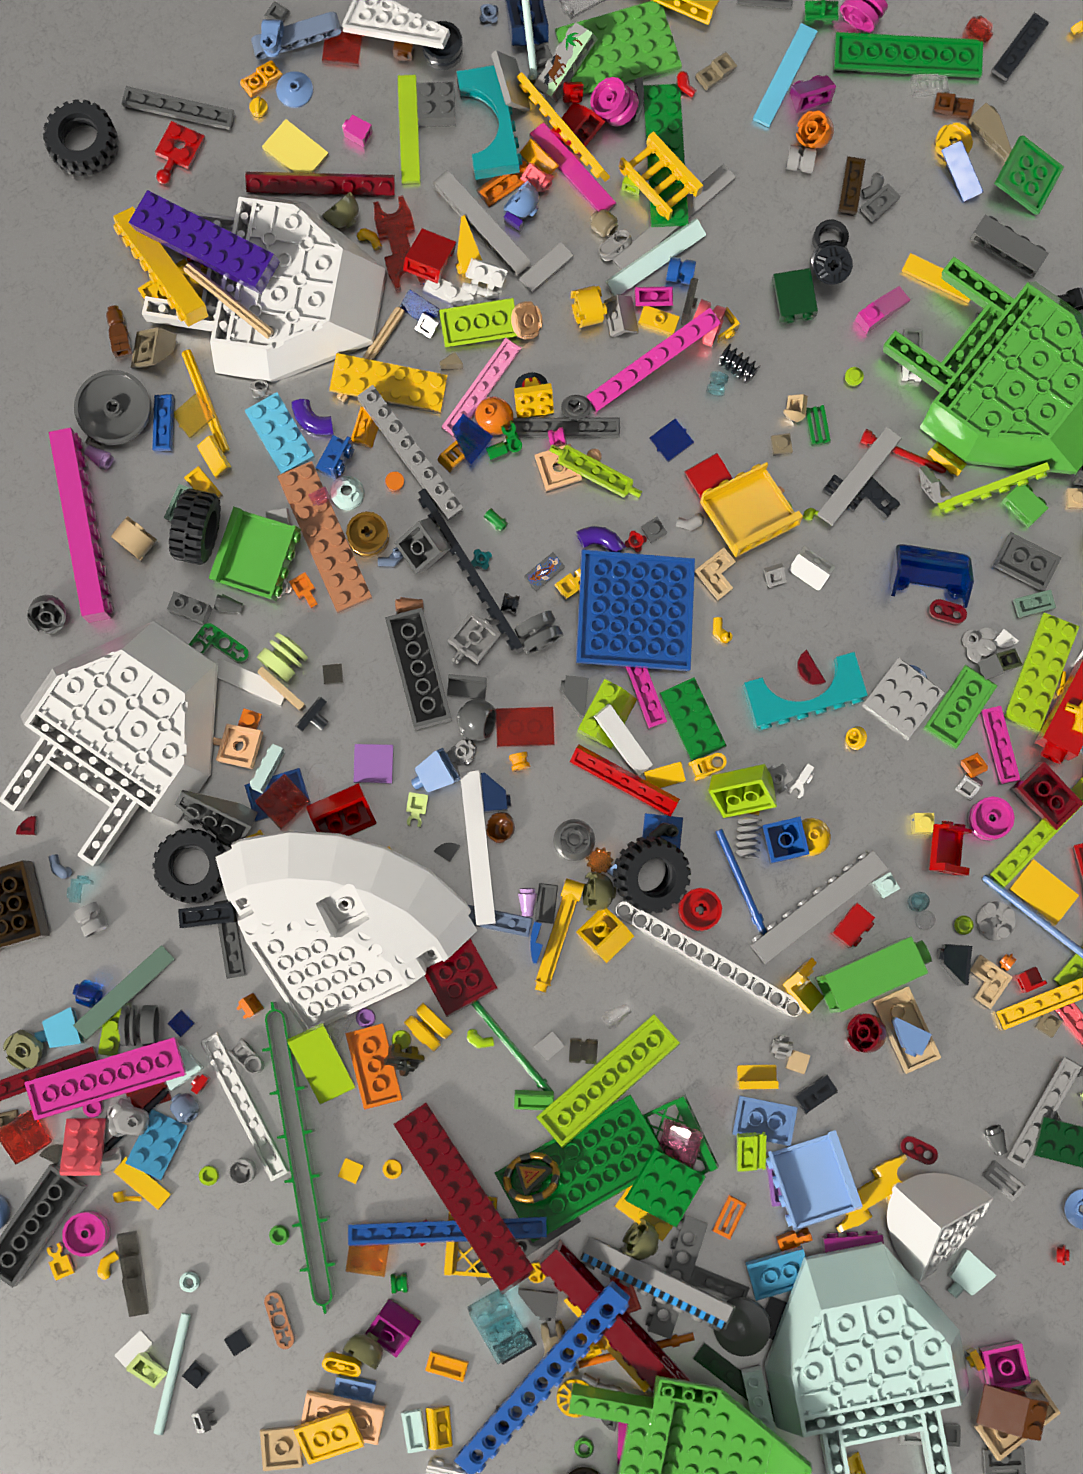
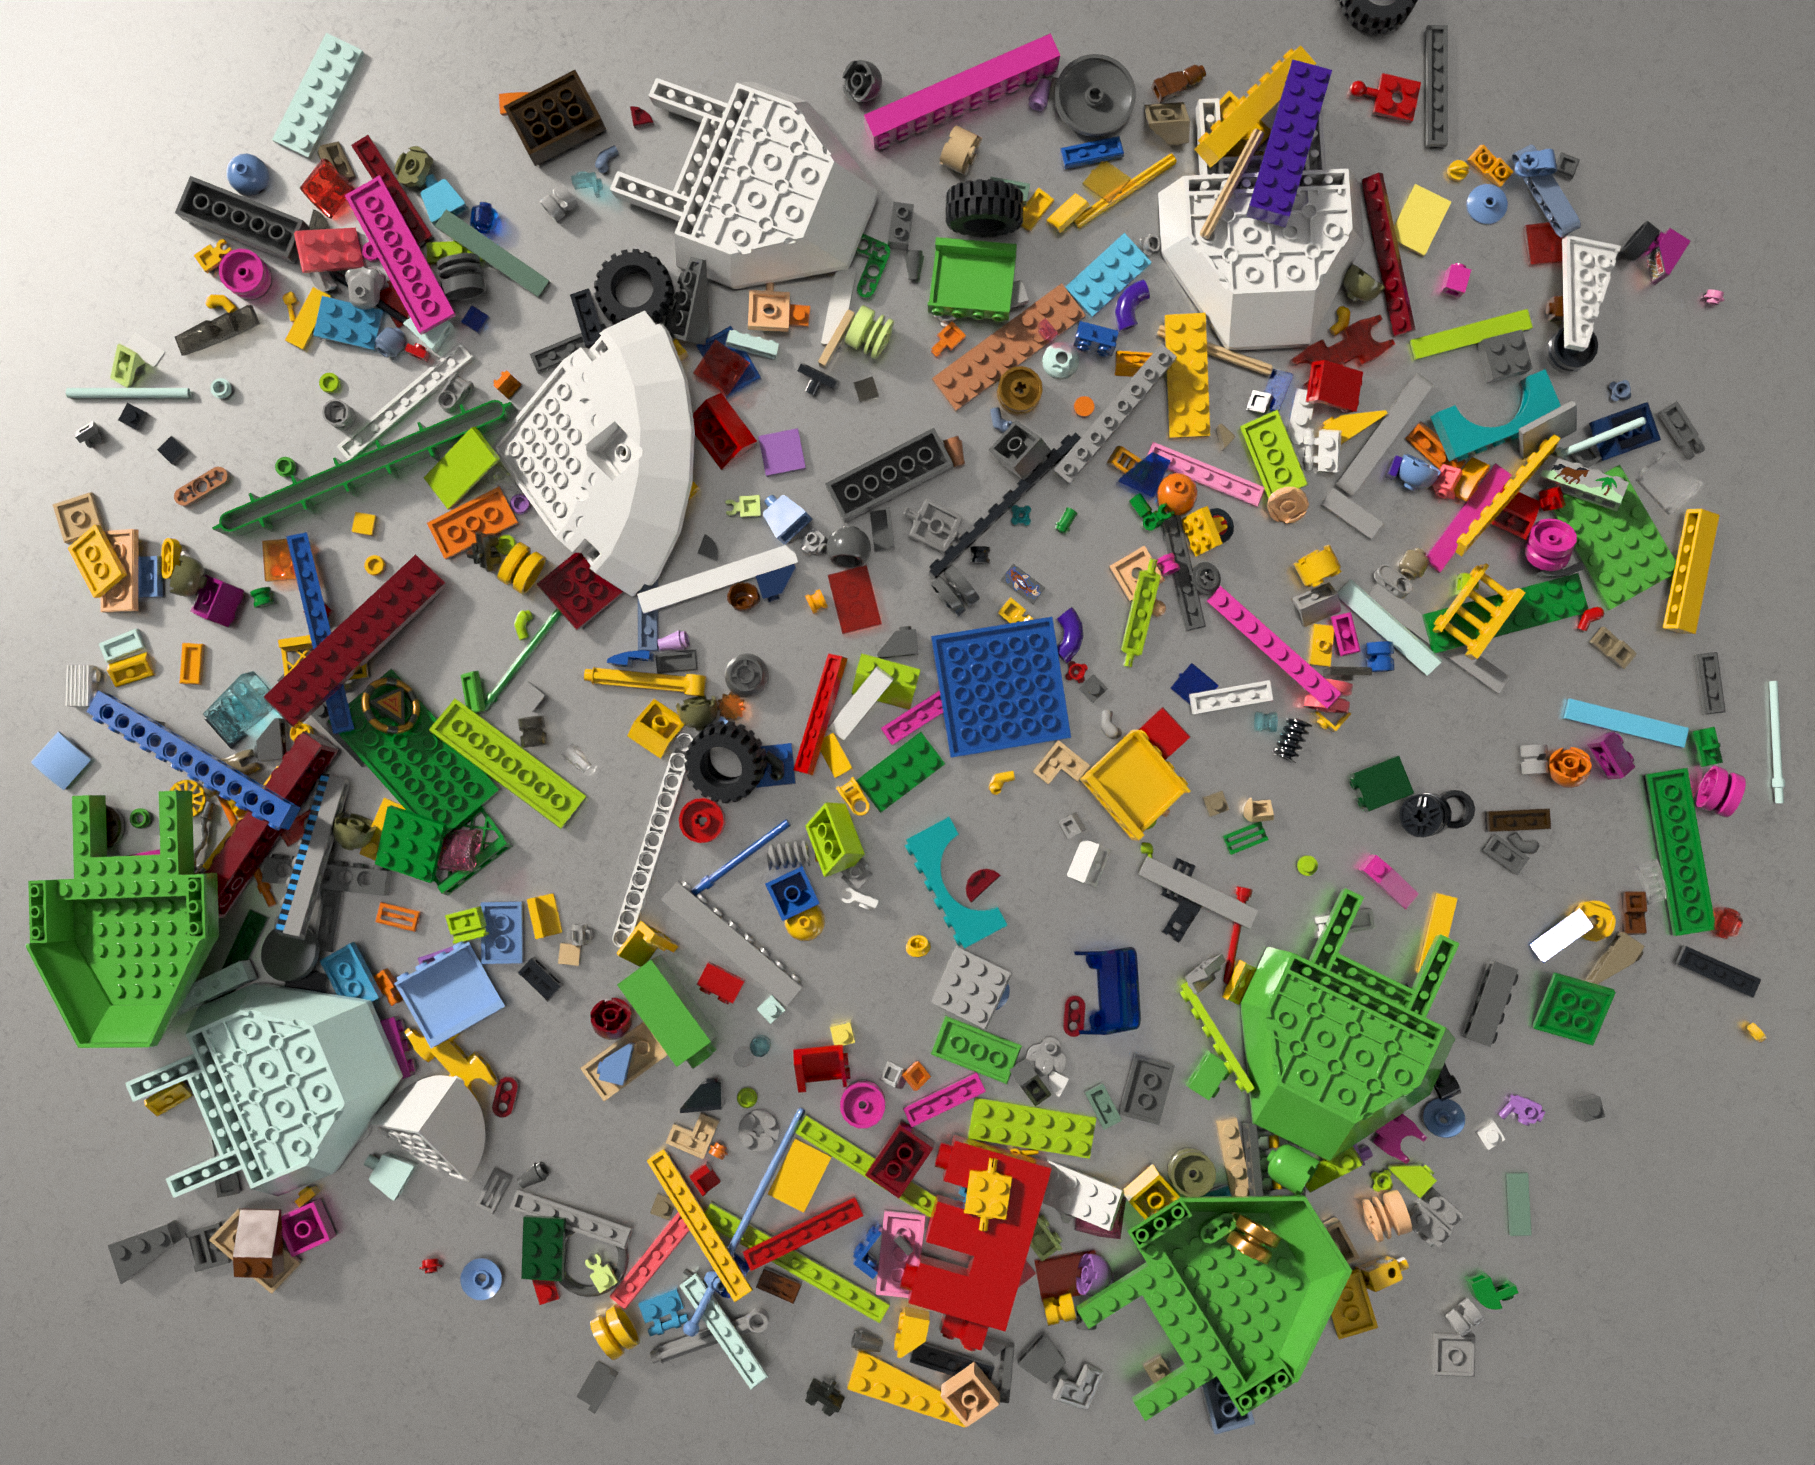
camera: 80 degrees right, 5 degrees up
(688, 409) = (1231, 697): none -> white plate

